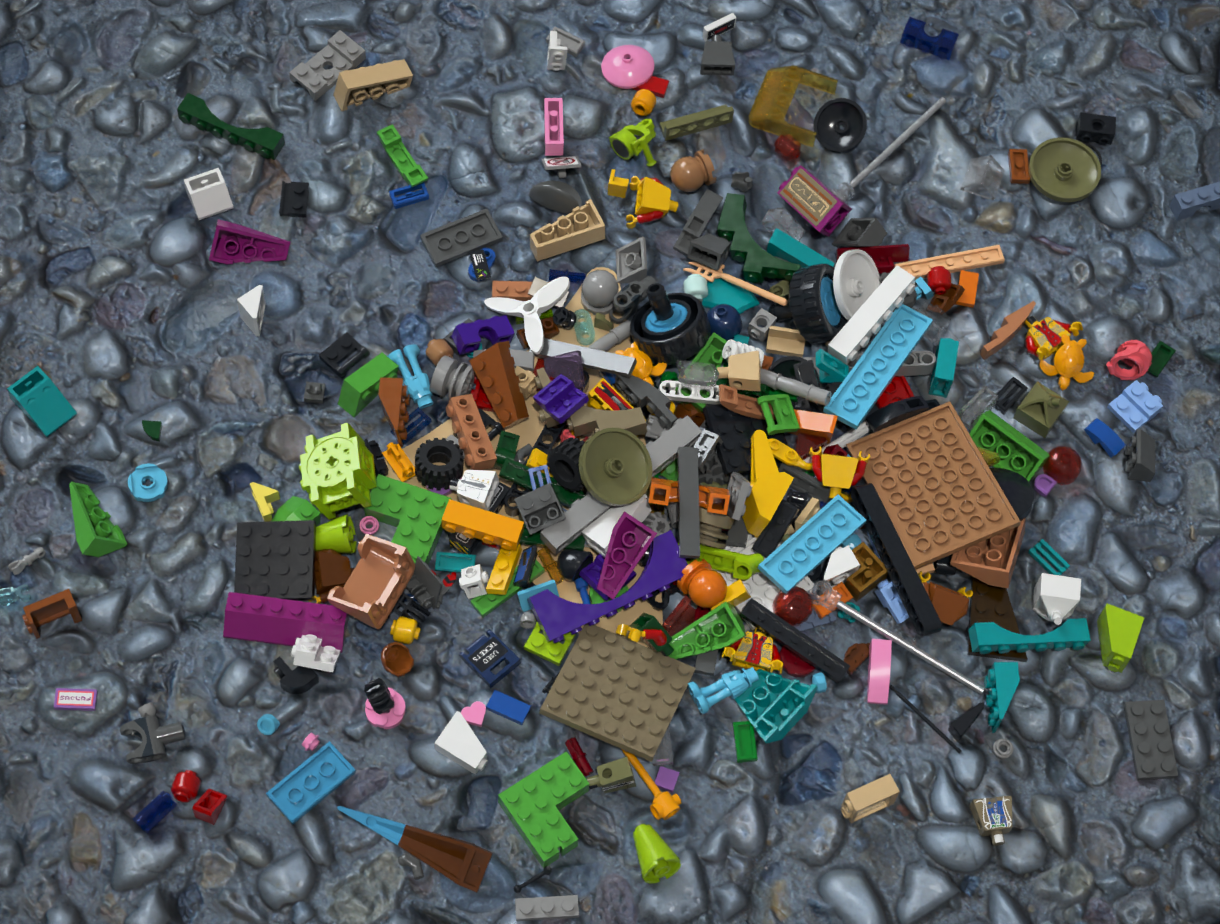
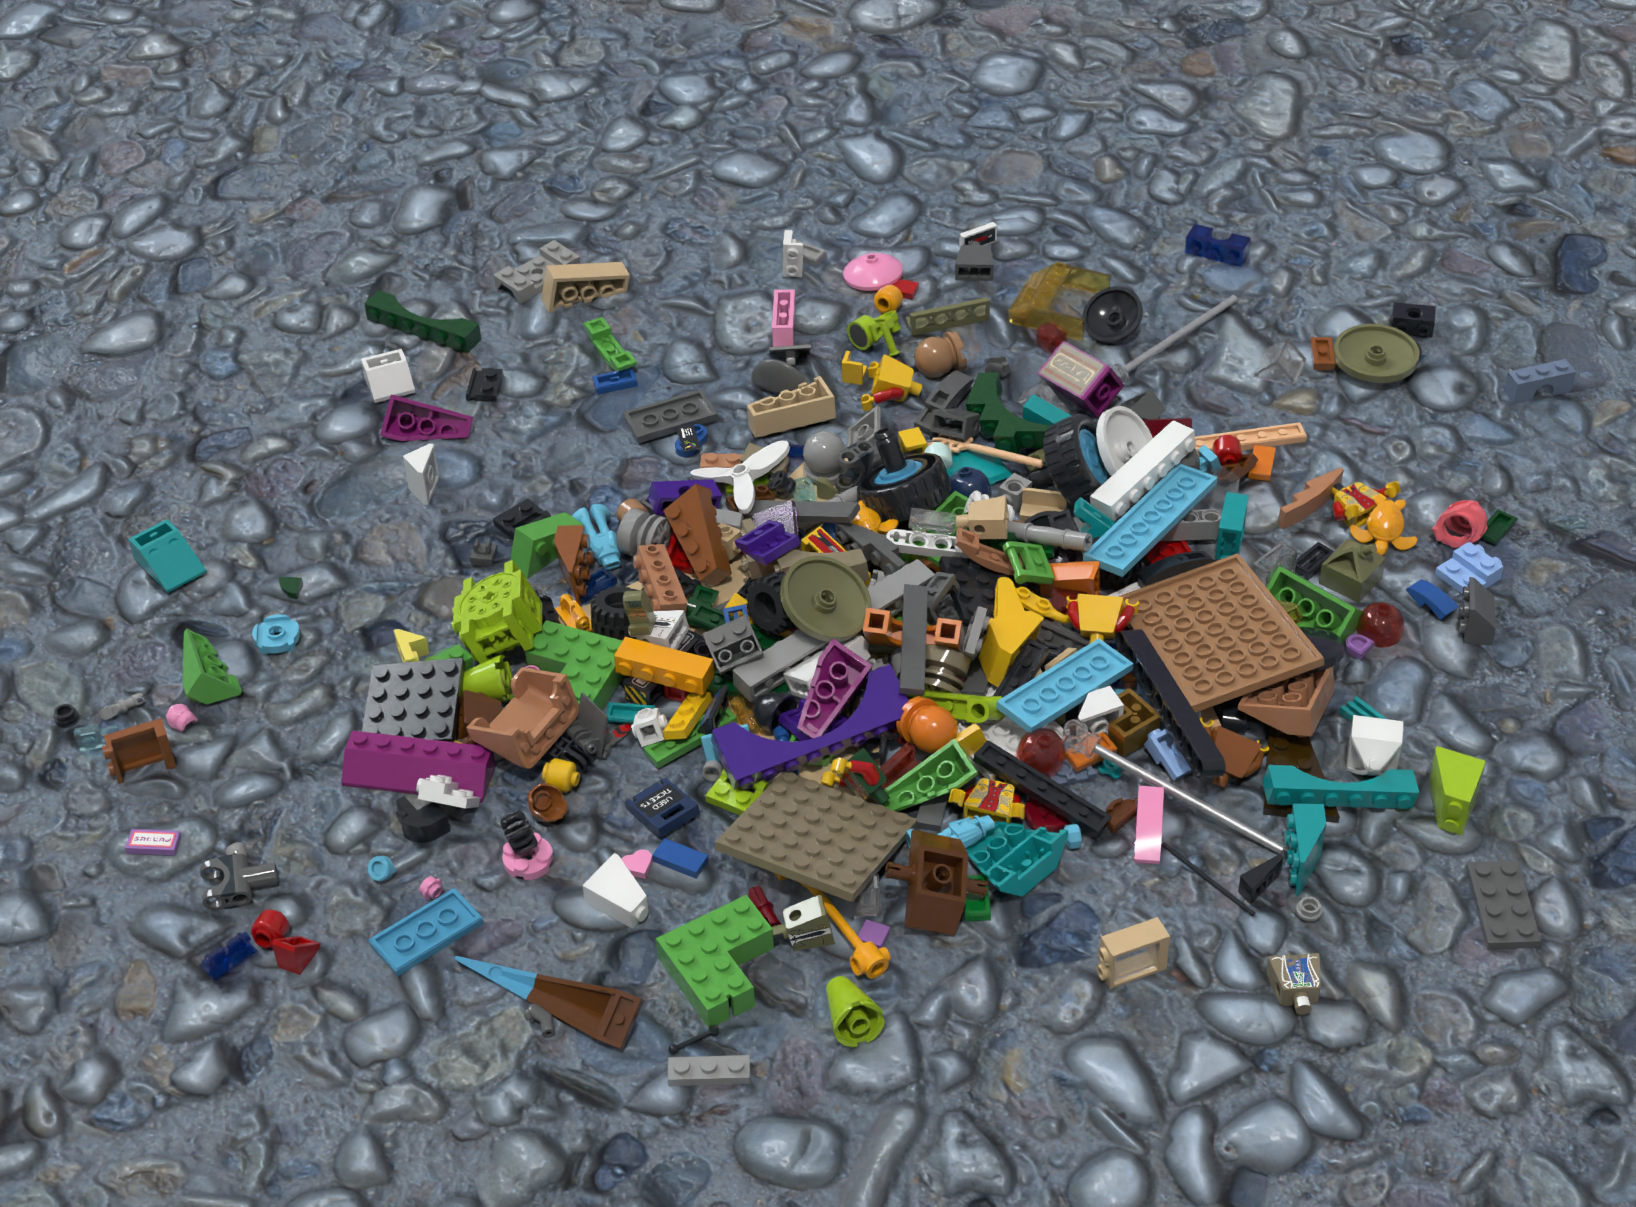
camera: 10 degrees right, 20 degrees down
(79, 572) = (179, 716): none -> bright pink arm
(460, 480) = (639, 612): none -> olive leg
(673, 269) = (912, 440): none -> yellow panel
(711, 753) = (935, 883): none -> reddish brown slope

